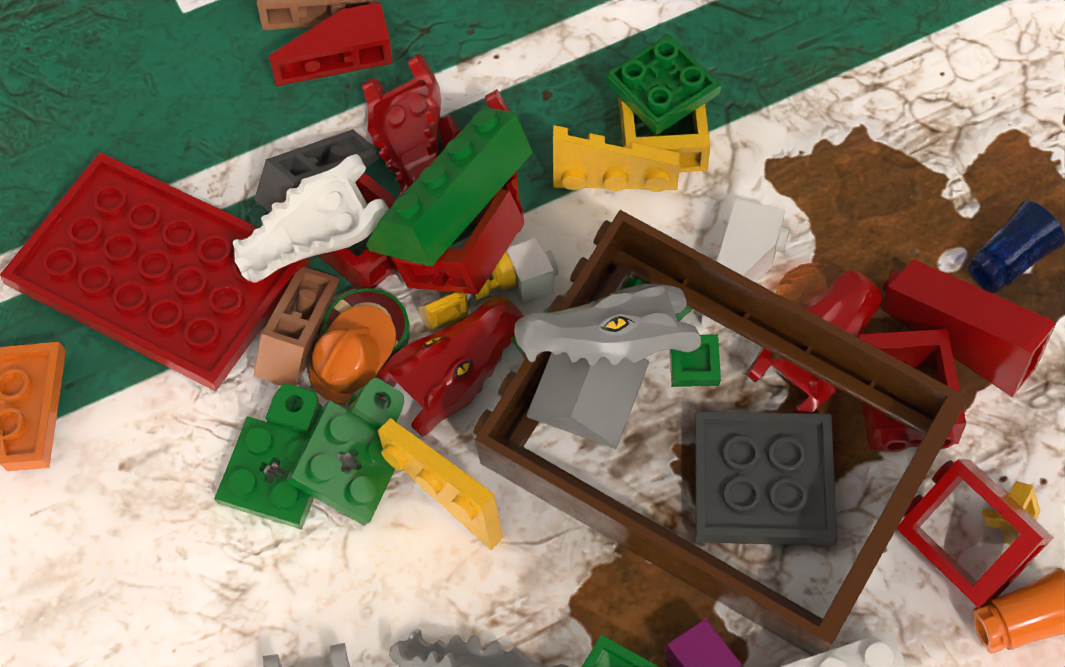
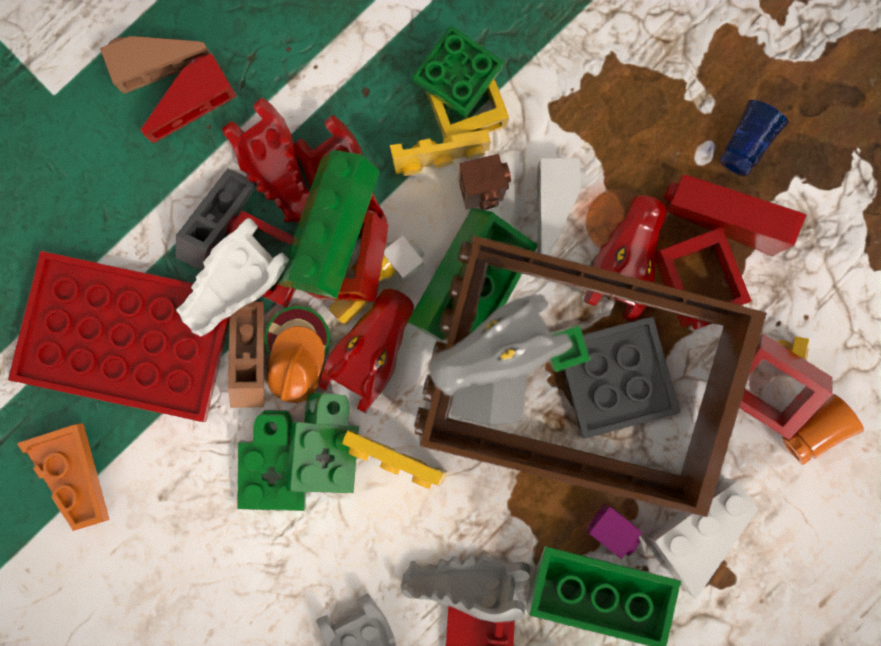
camera: 20 degrees left, 25 degrees up
(659, 196) = (483, 181): none -> copper brick

